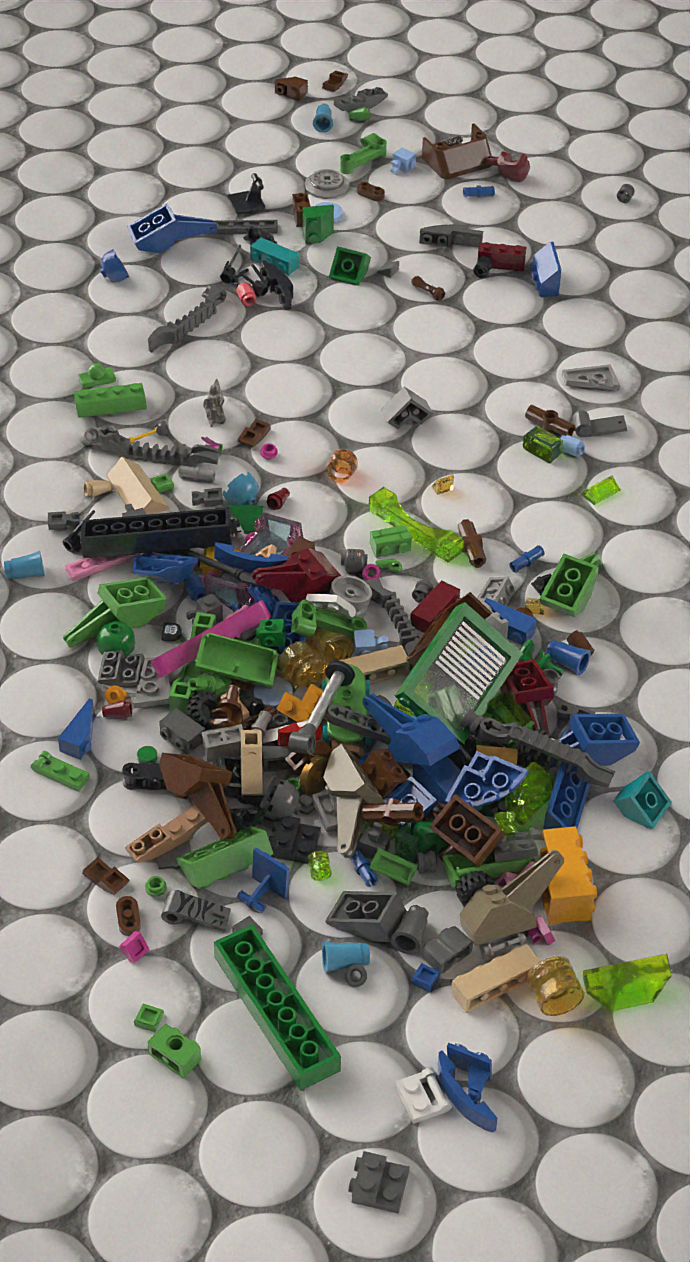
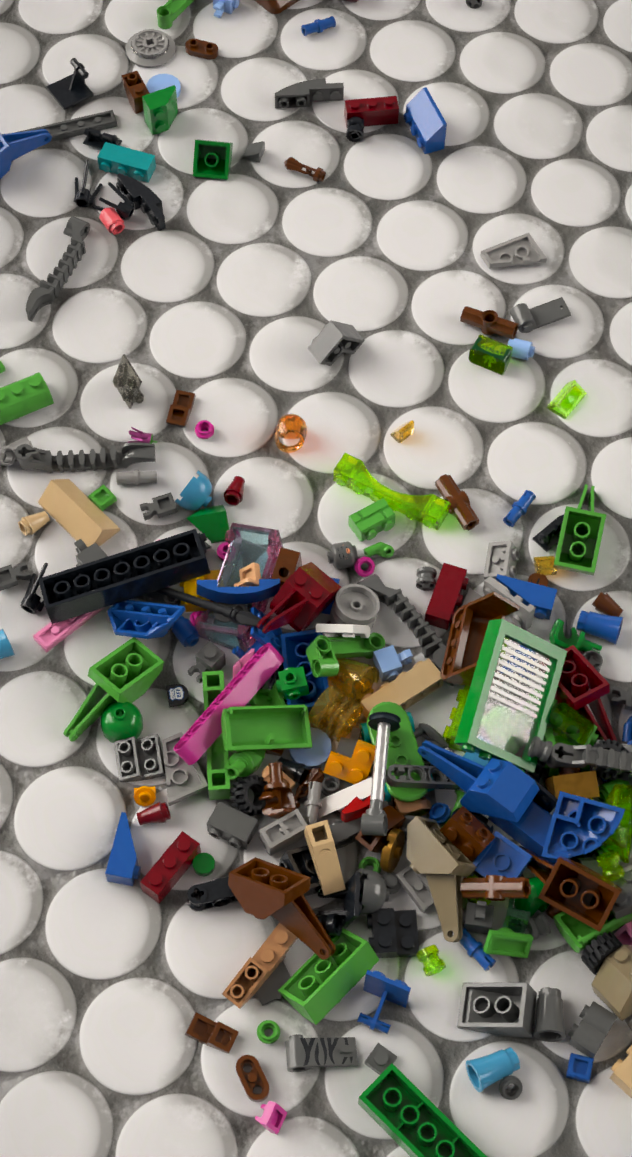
camera: 15 degrees left, 15 degrees up
(60, 771) = (118, 909): bright green plate -> none
(116, 748) = (170, 867): none -> dark red brick
(161, 429) = (77, 426): hinge -> none

